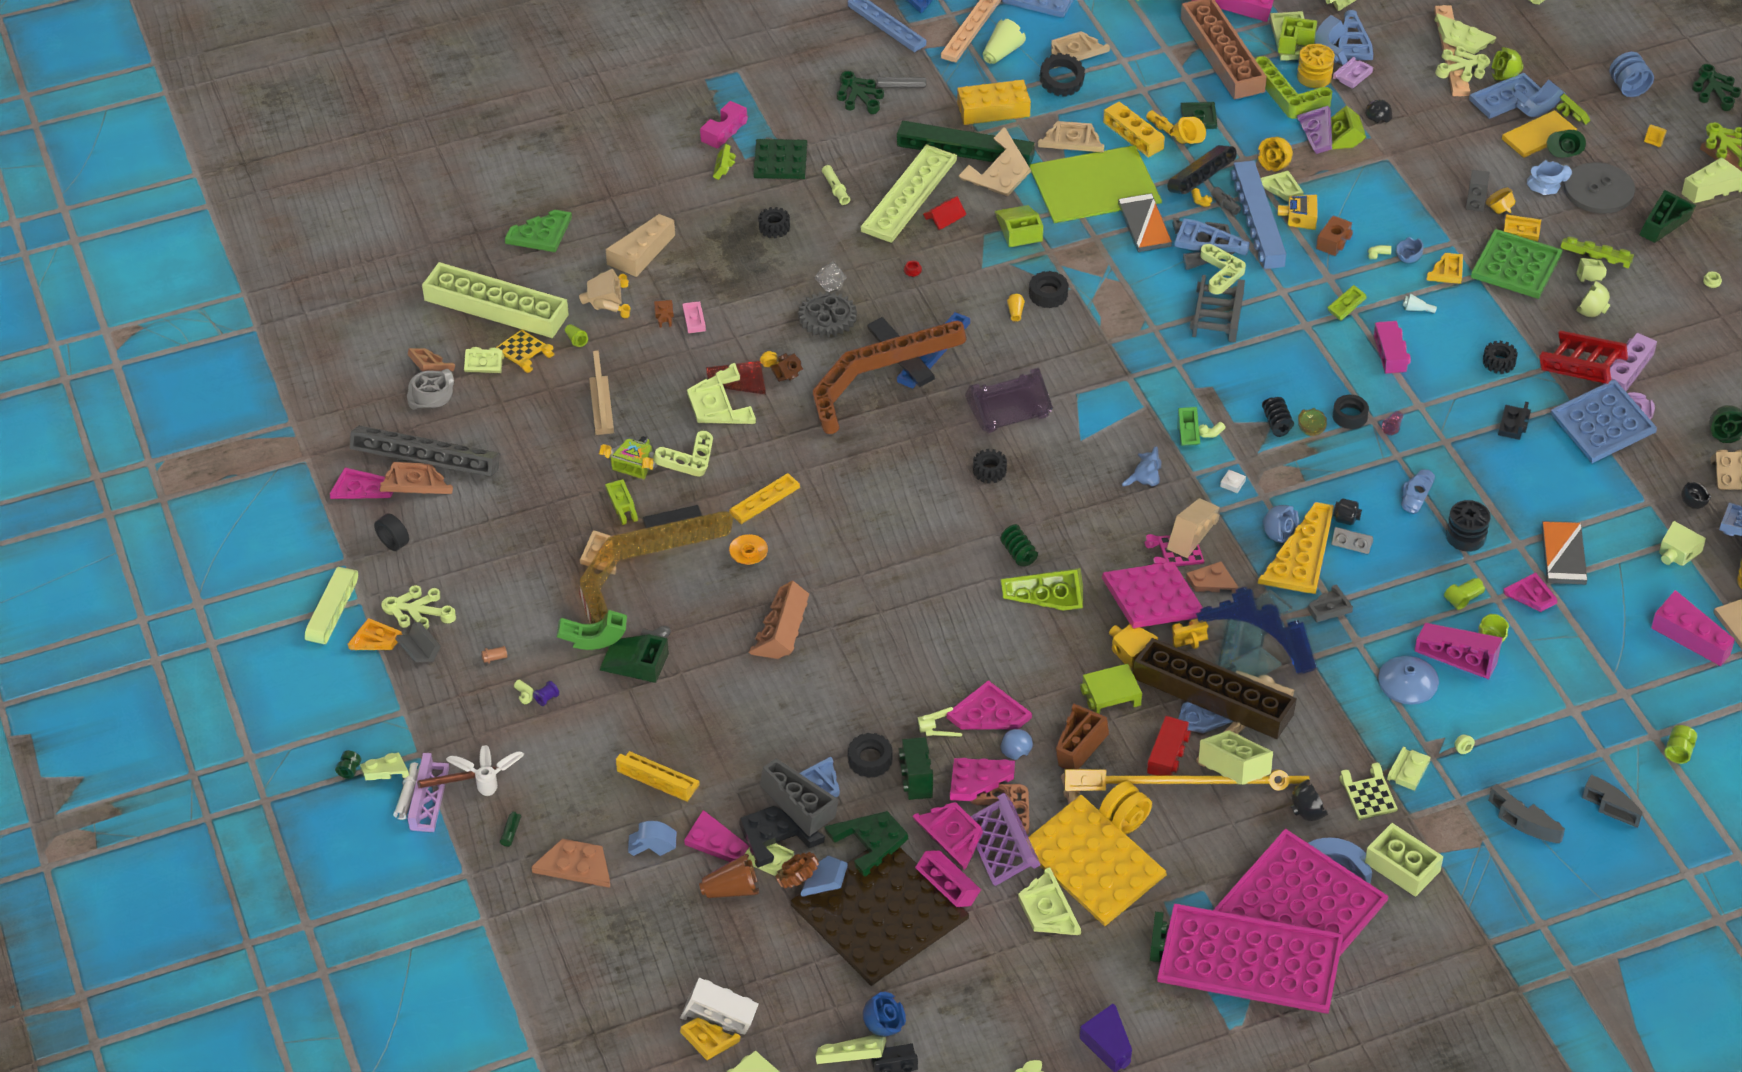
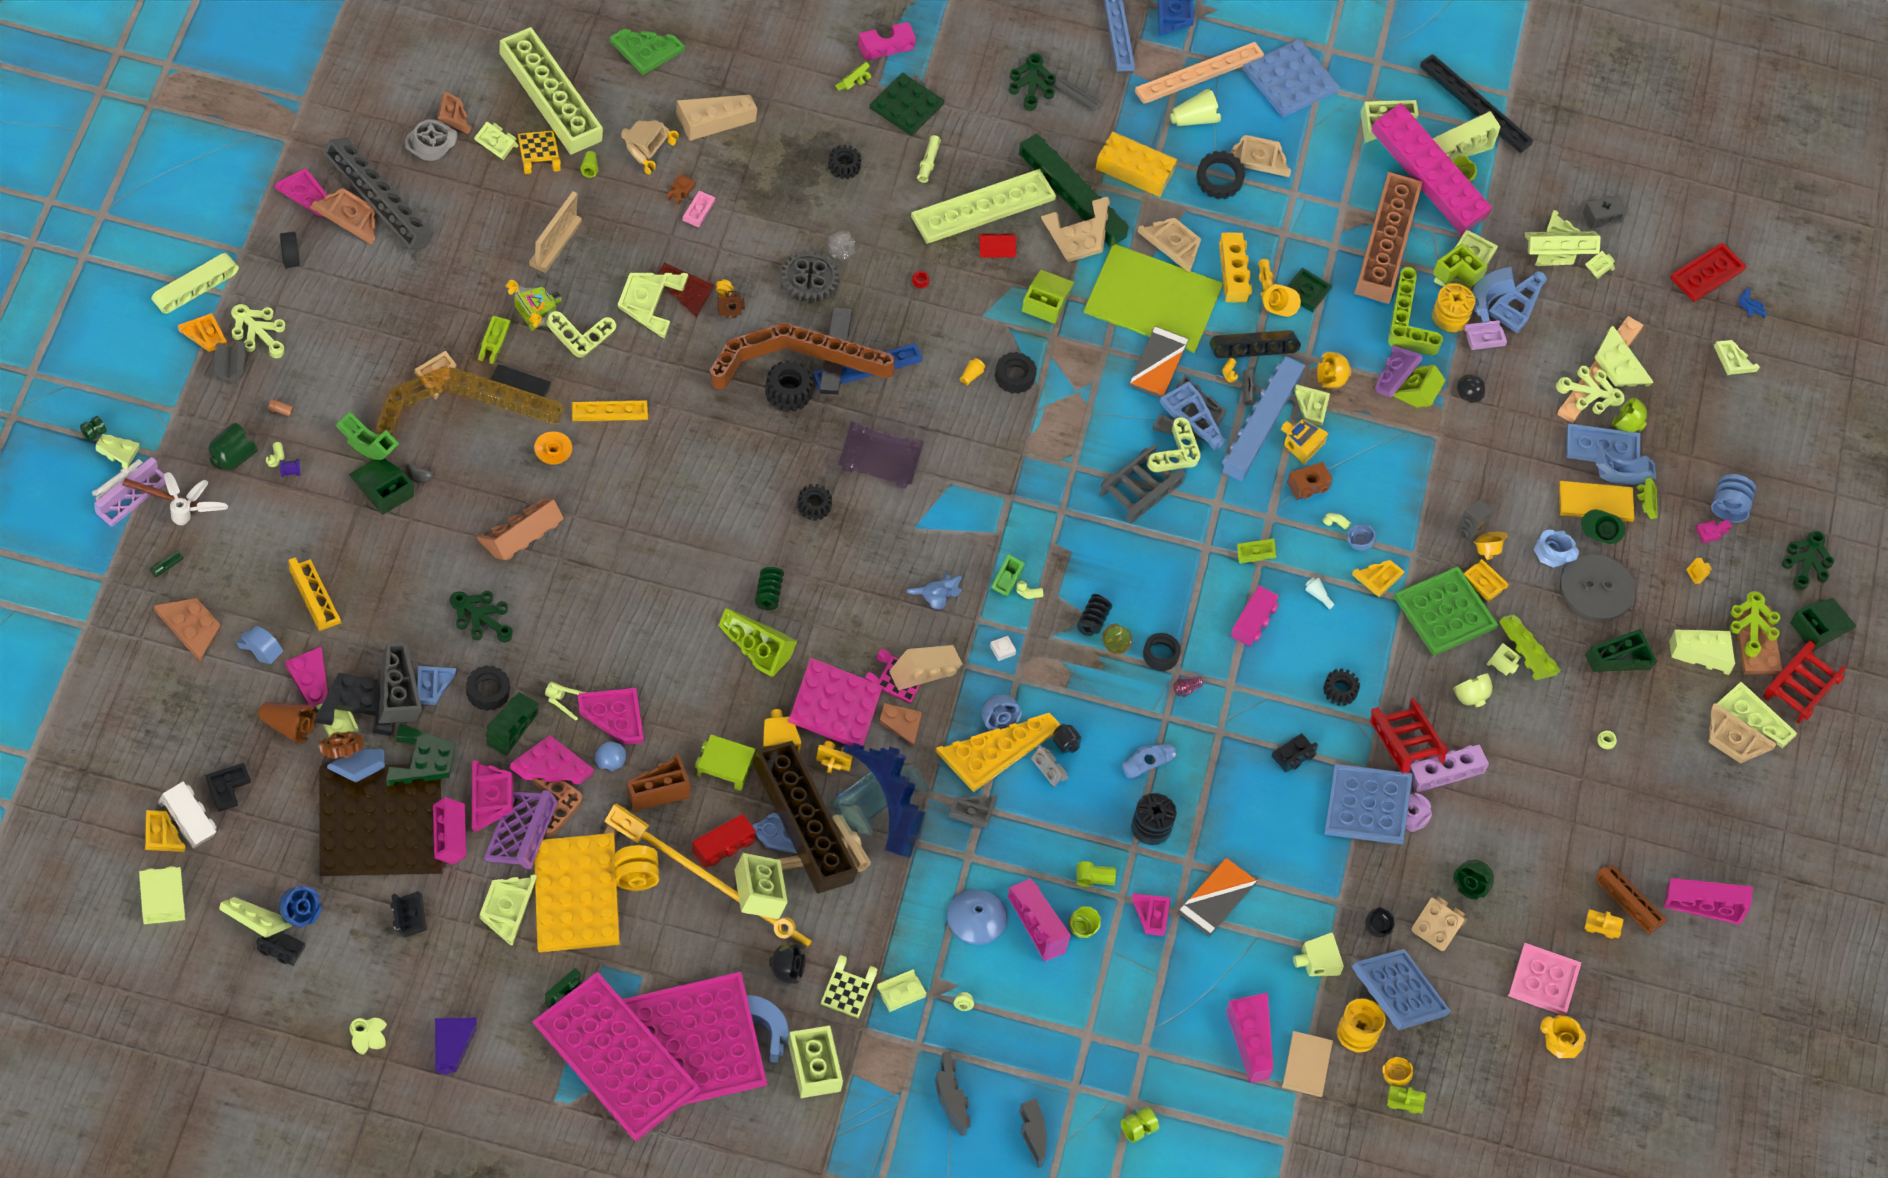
camera: 25 degrees right, 10 degrees up
(485, 704) = (231, 448): none -> dark green cylinder
(724, 965) = (222, 785): none -> black plate
(809, 706) = (479, 614): none -> dark green plant
(890, 396) = (793, 374): none -> black tyre
(977, 962) = (408, 914): none -> black bracket
(1635, 107) = (1711, 532): none -> dark pink plate

